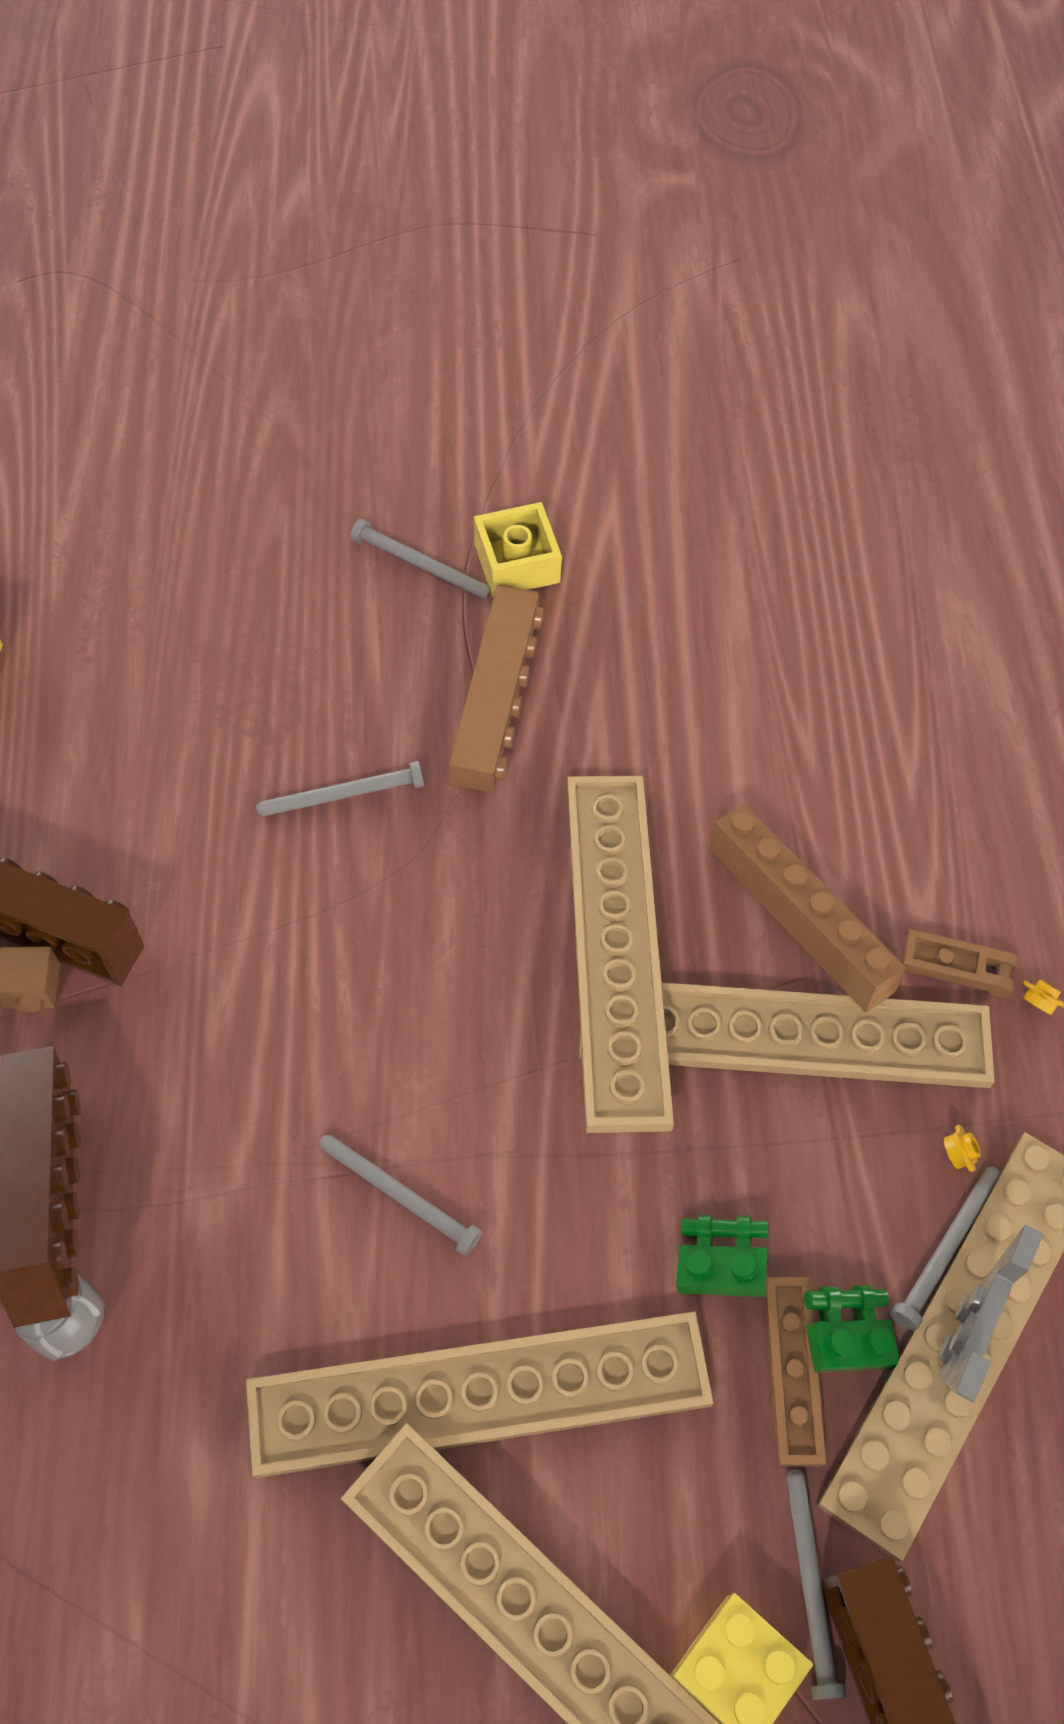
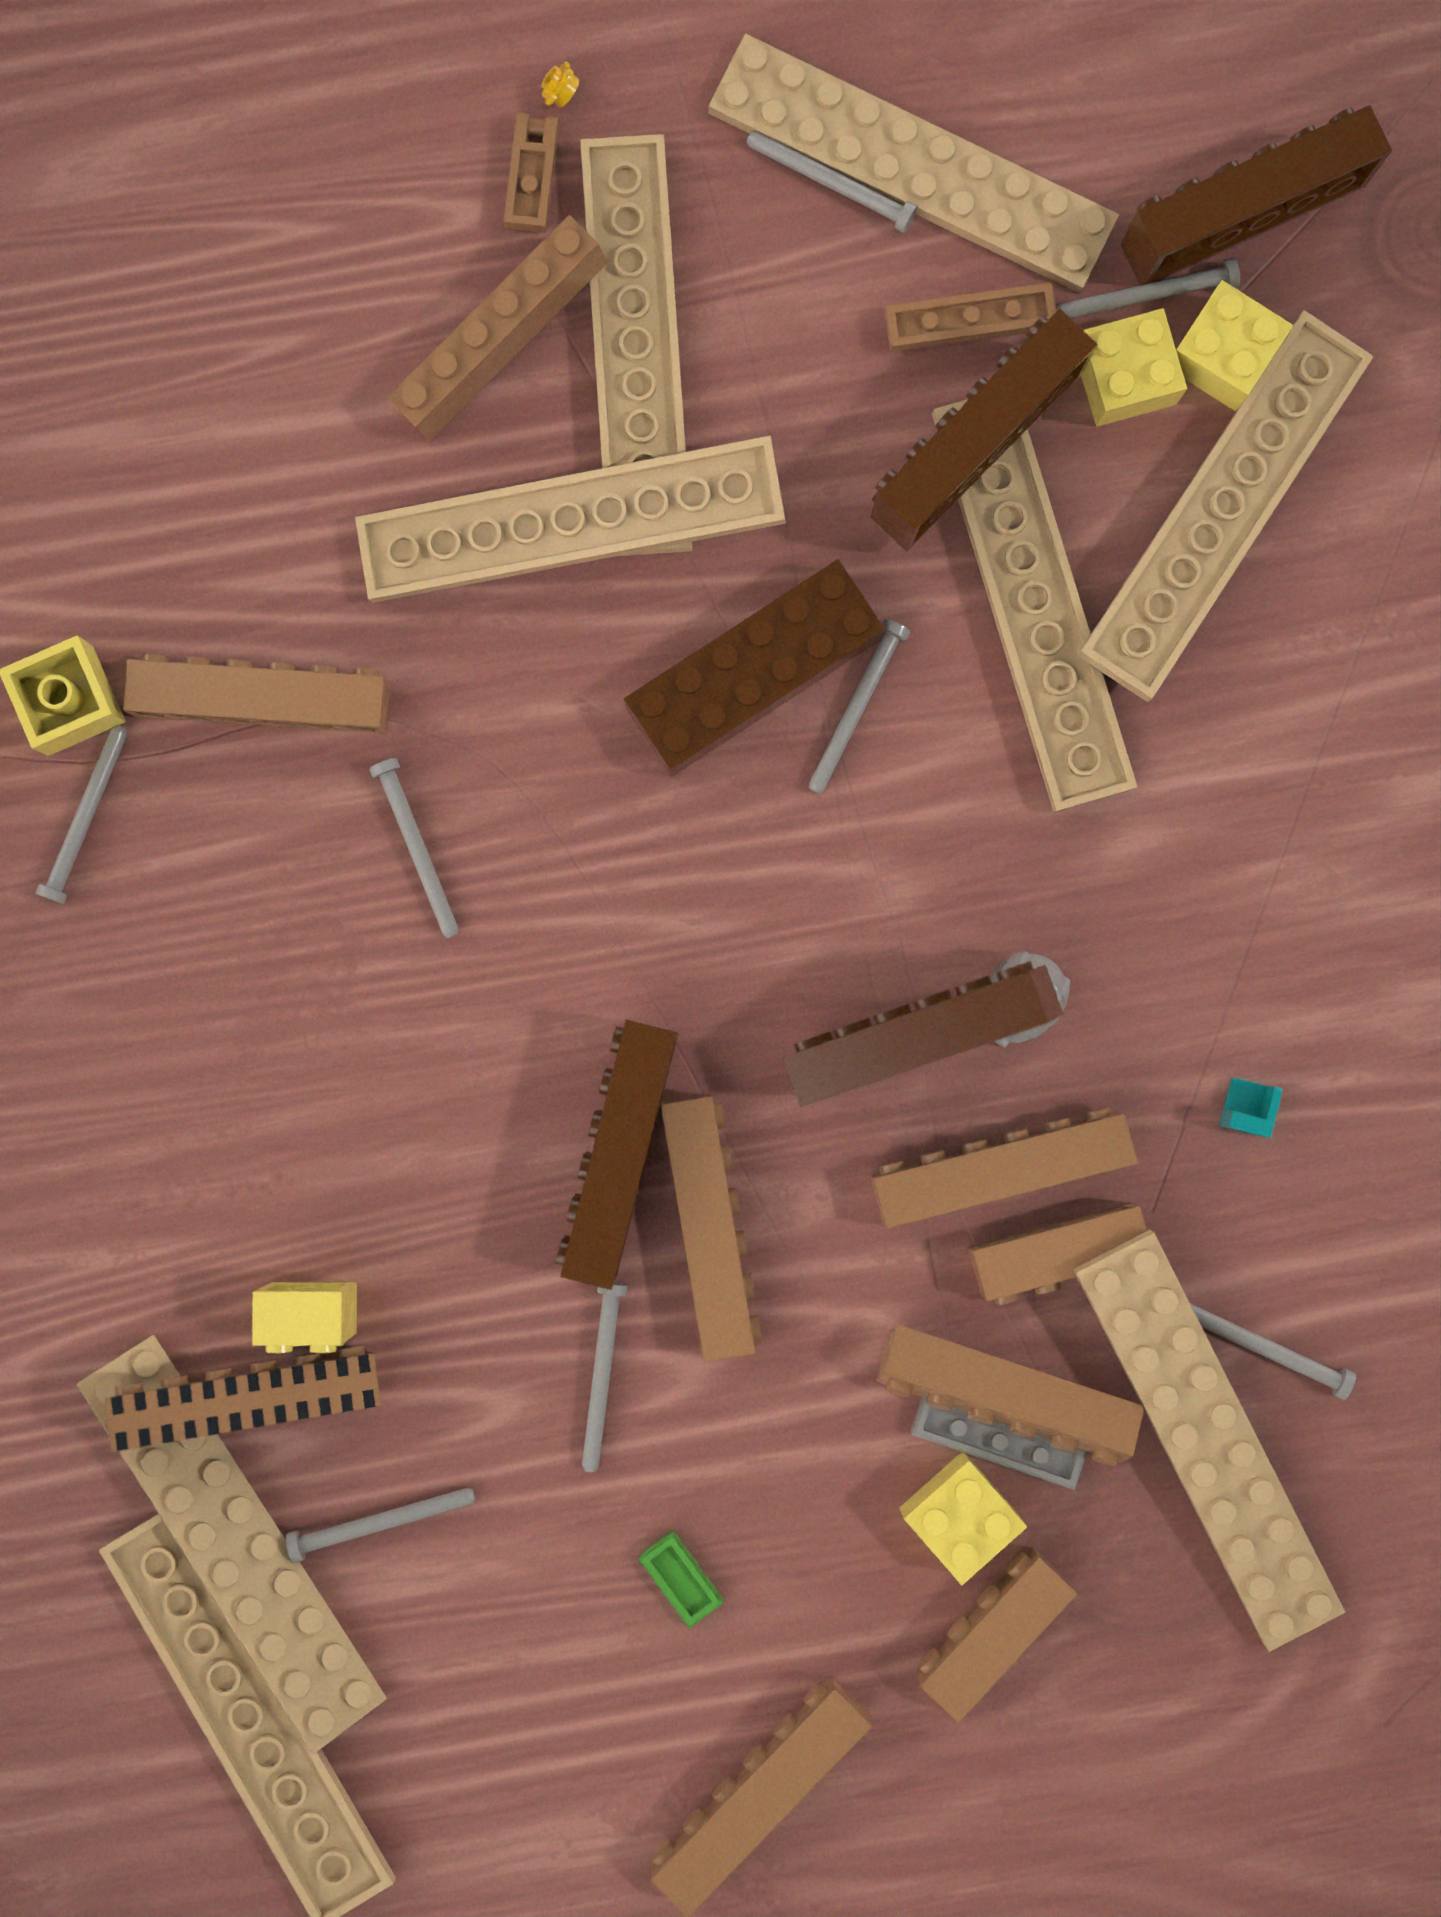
camera: 100 degrees left, 25 degrees up
(452, 1096) = (754, 667): none -> reddish brown brick
(659, 1342) = (982, 429): none -> reddish brown brick
(723, 1268) = (889, 387): green plate -> none
(723, 1541) = (1132, 368): none -> light yellow brick
(850, 1344) = (941, 261): green plate -> none
(962, 1149) = (736, 165): yellow plate -> none
(978, 1315) = (924, 141): light grey wing -> none

